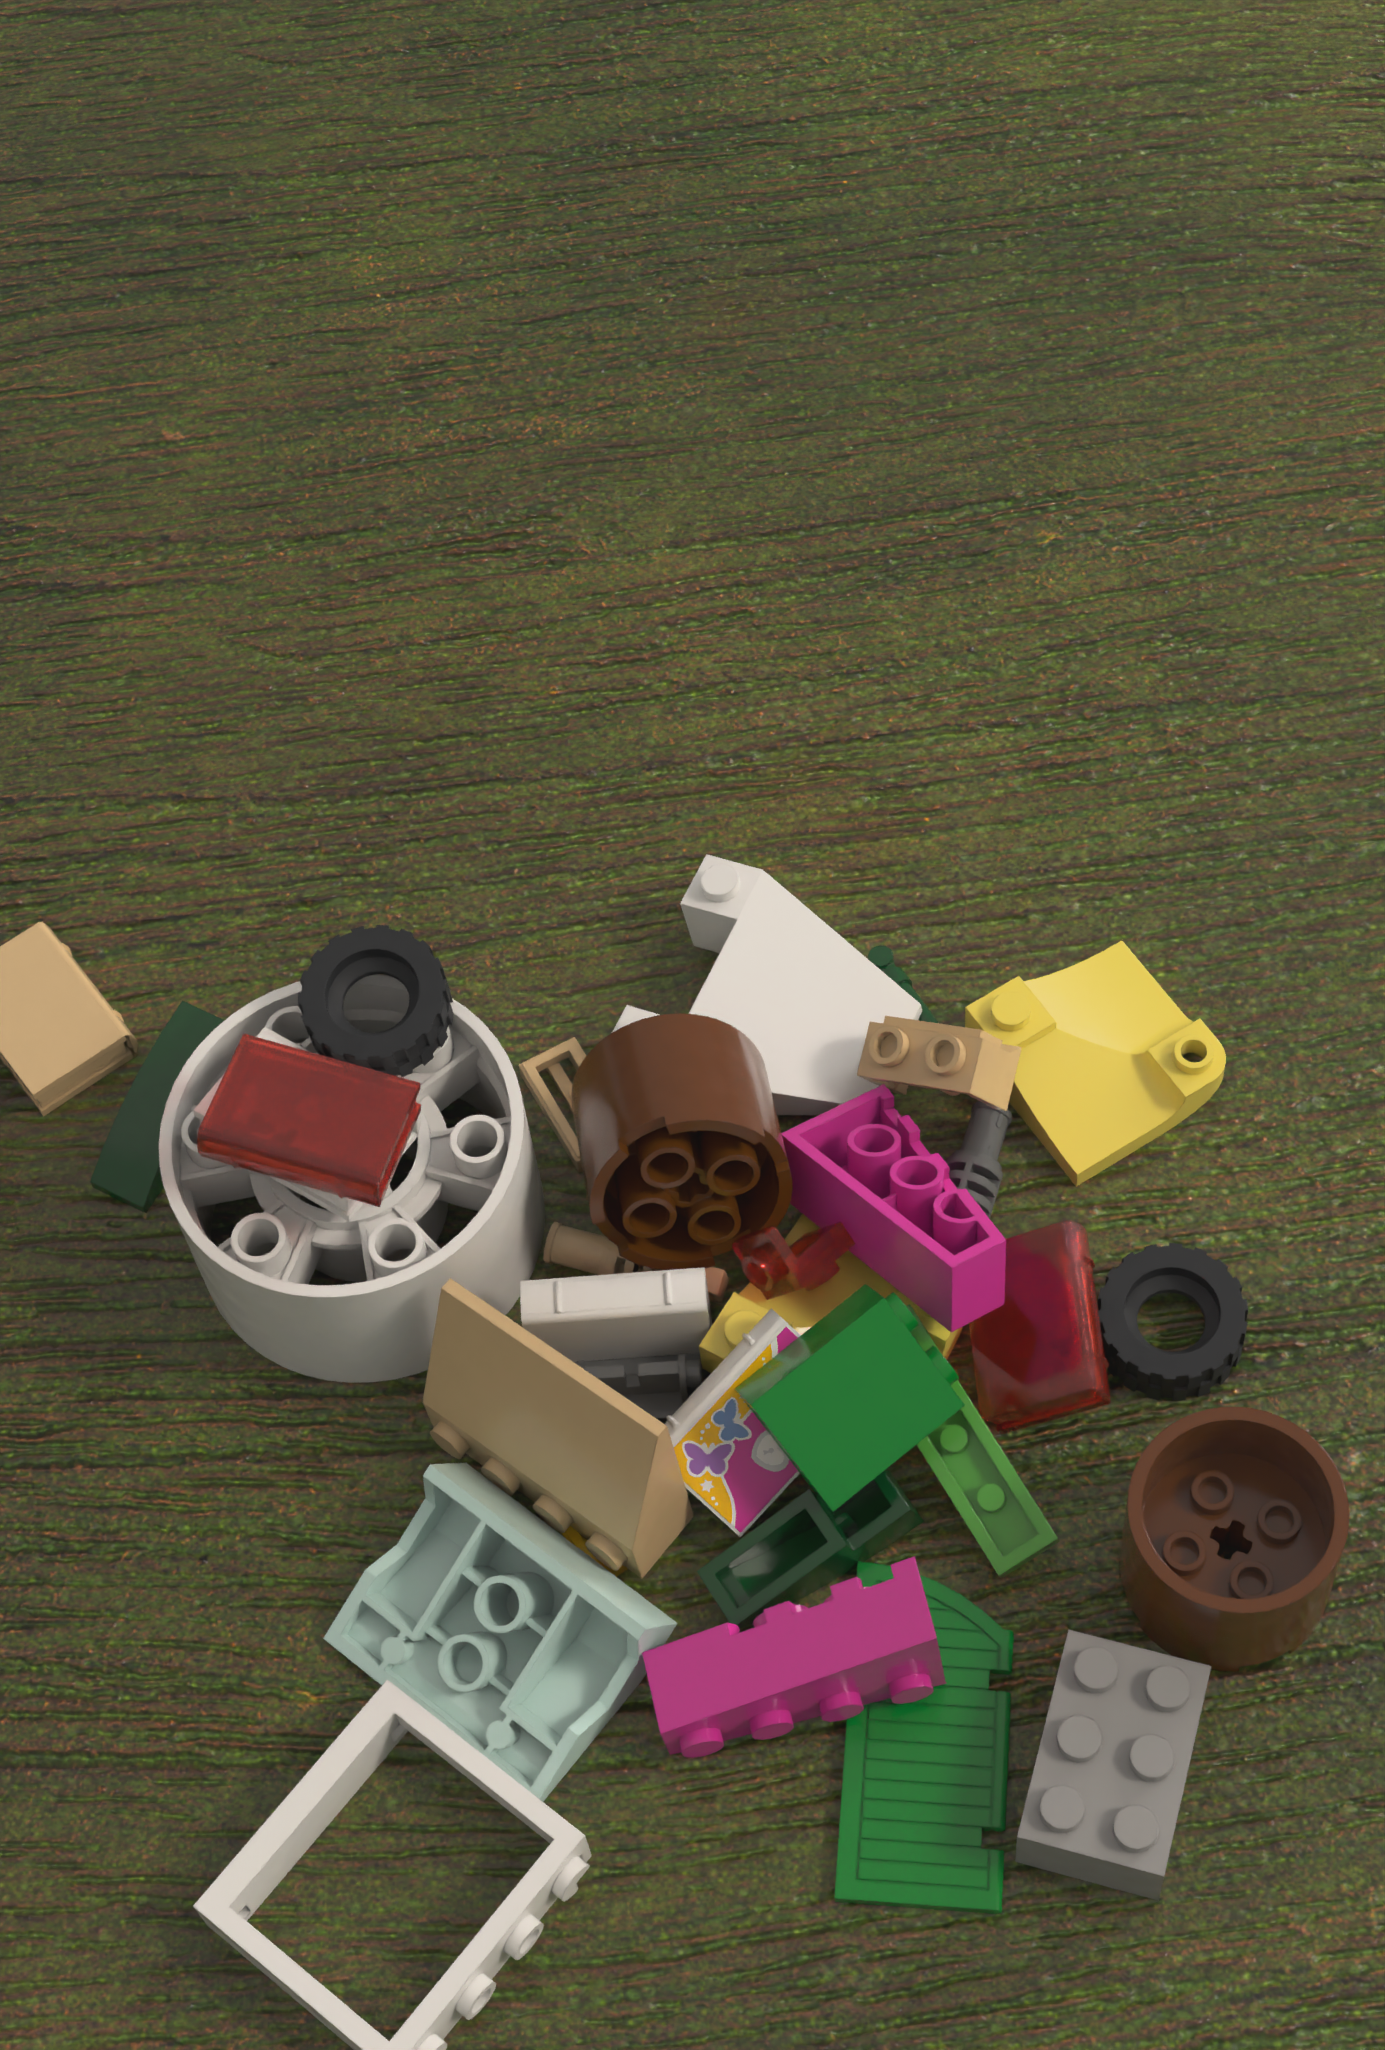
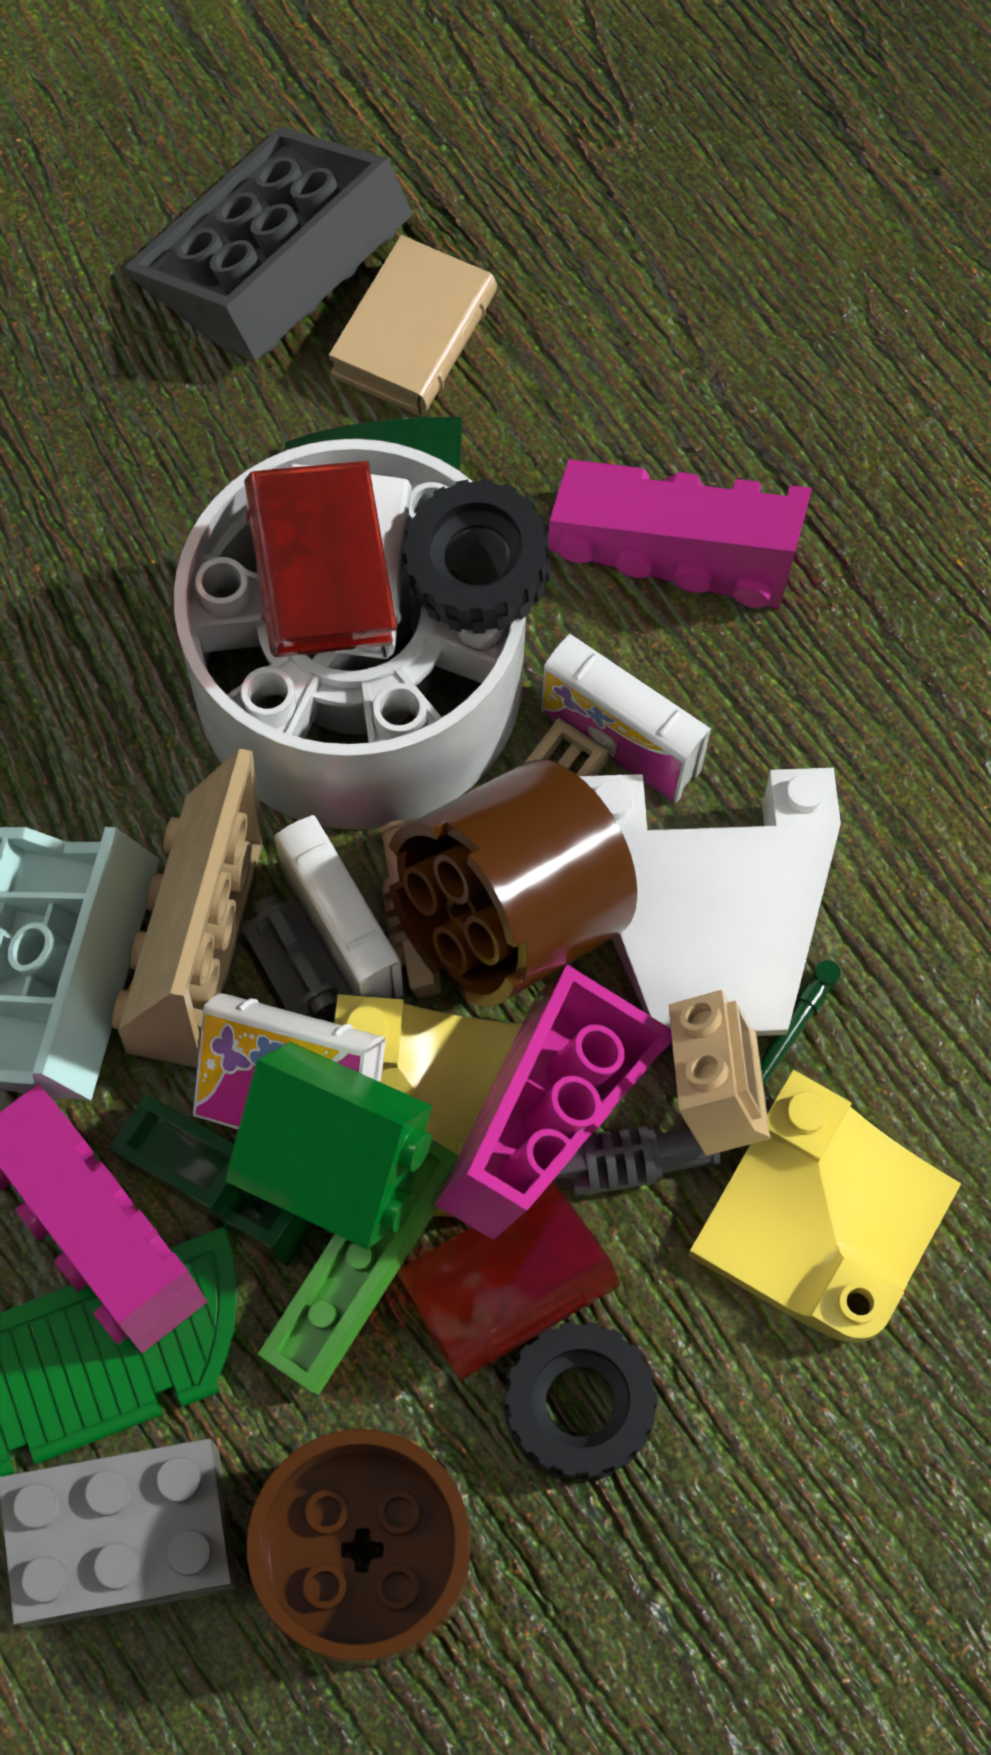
camera: 55 degrees right, 10 degrees up
(418, 864) = (680, 529): none -> dark pink wedge
(564, 995) = (625, 716): none -> white piece
(785, 1268) = (458, 1045): clear red bracket -> none

